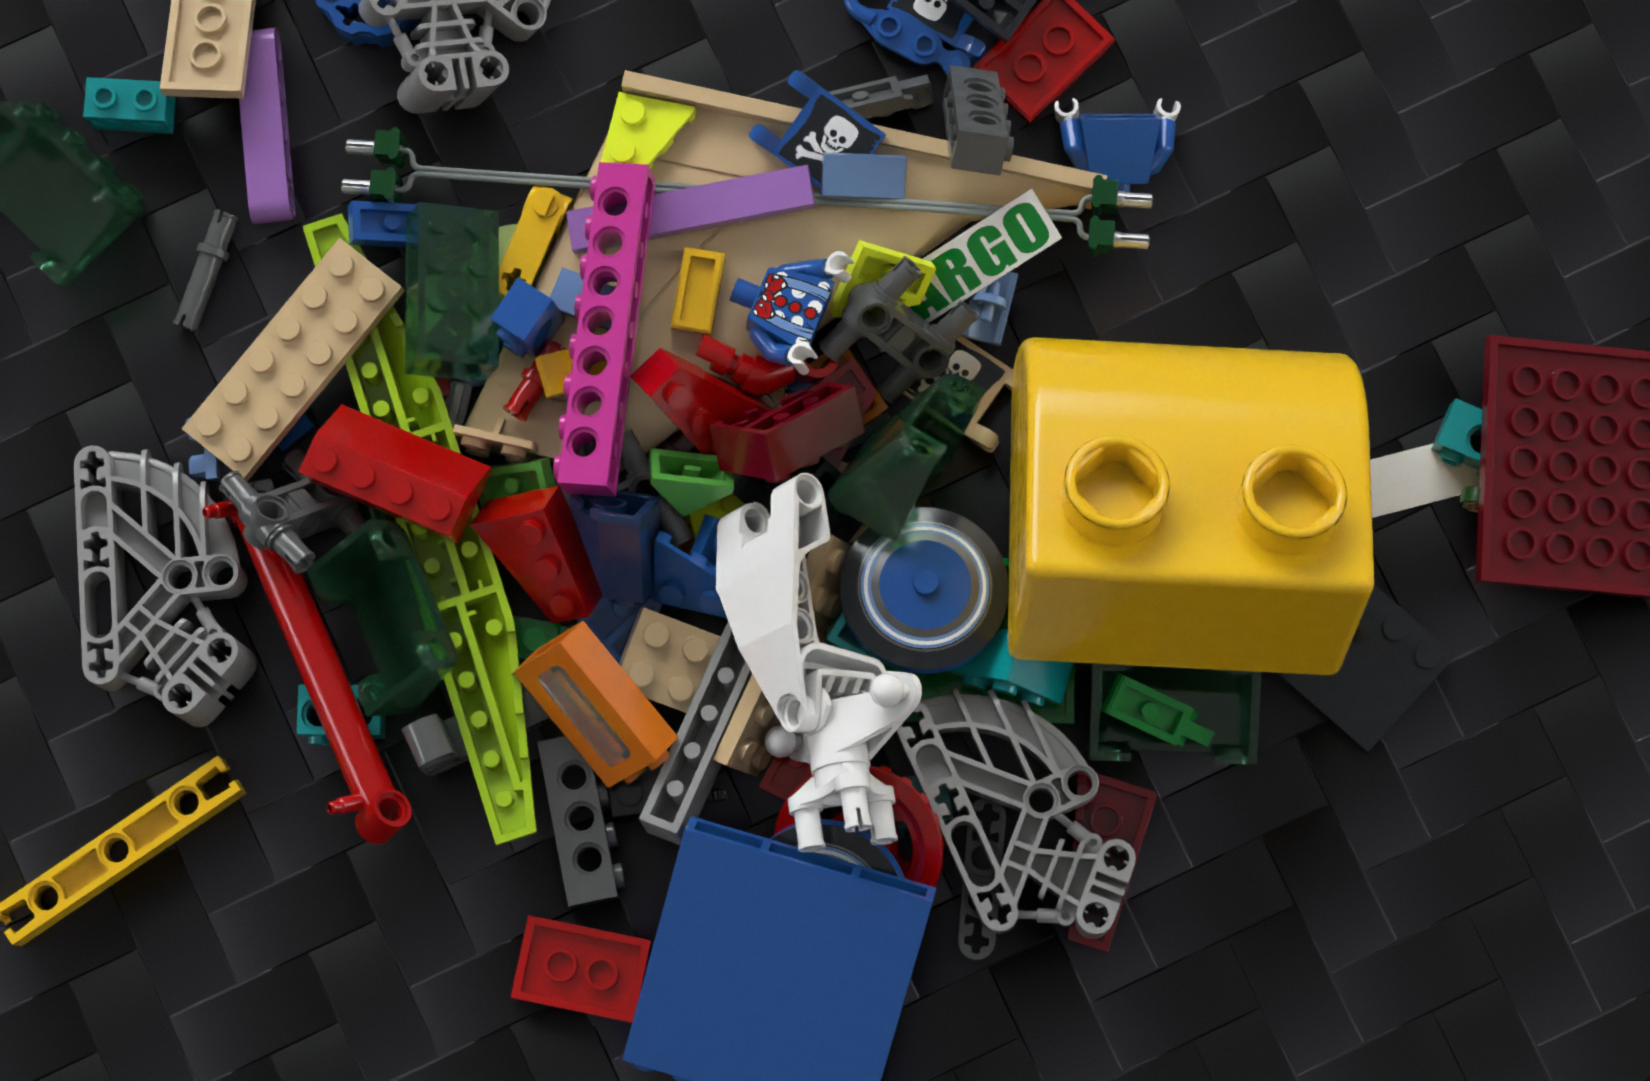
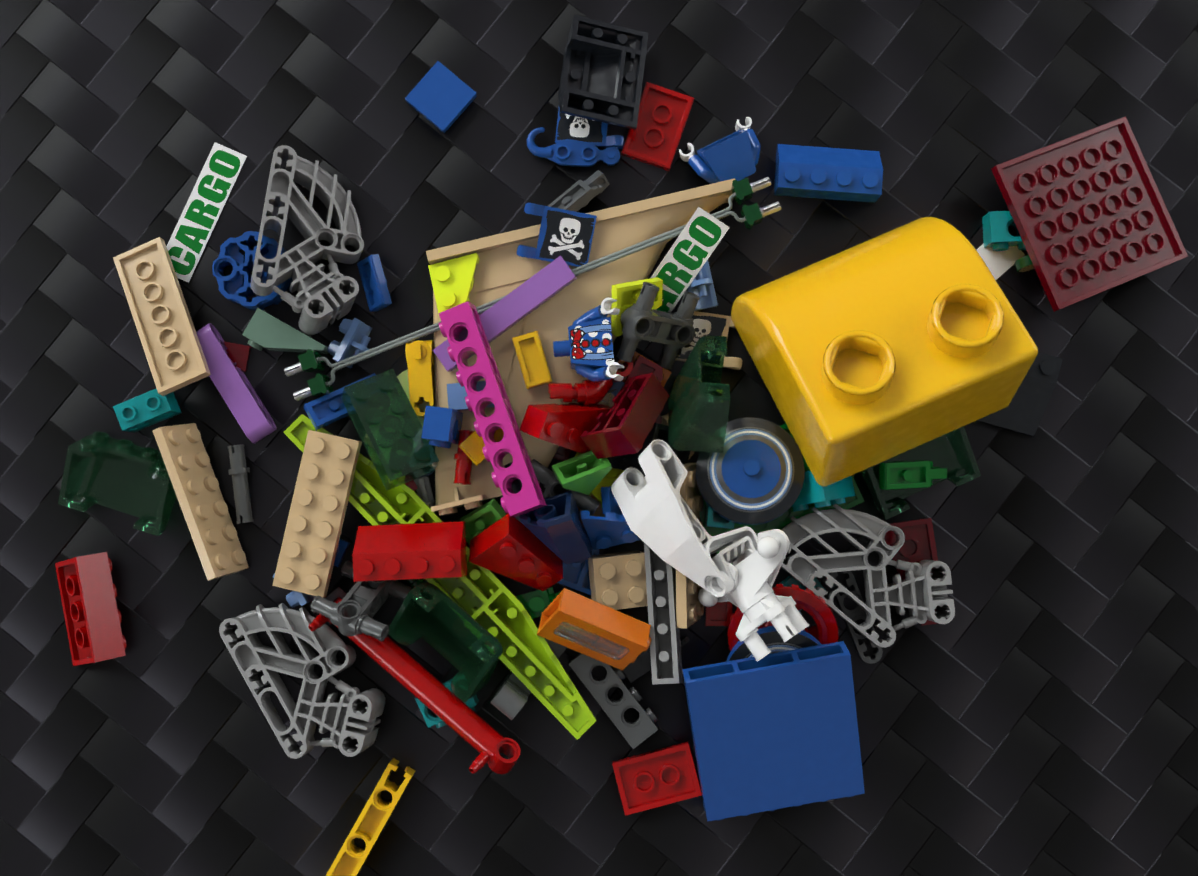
camera: 30 degrees left, 5 degrees up
(142, 265) = (201, 500): none -> tan plate
(294, 91) = (239, 354): none -> dark red tile
(362, 92) = (278, 336): none -> sand green slope
(461, 150) = (354, 341): none -> medium blue hips
(532, 82) = (374, 283): none -> blue plate
(863, 175) = (595, 246): medium blue tile -> none
(976, 120) = (644, 183): dark grey brick -> none
(1252, 234) = (828, 173): none -> blue slope

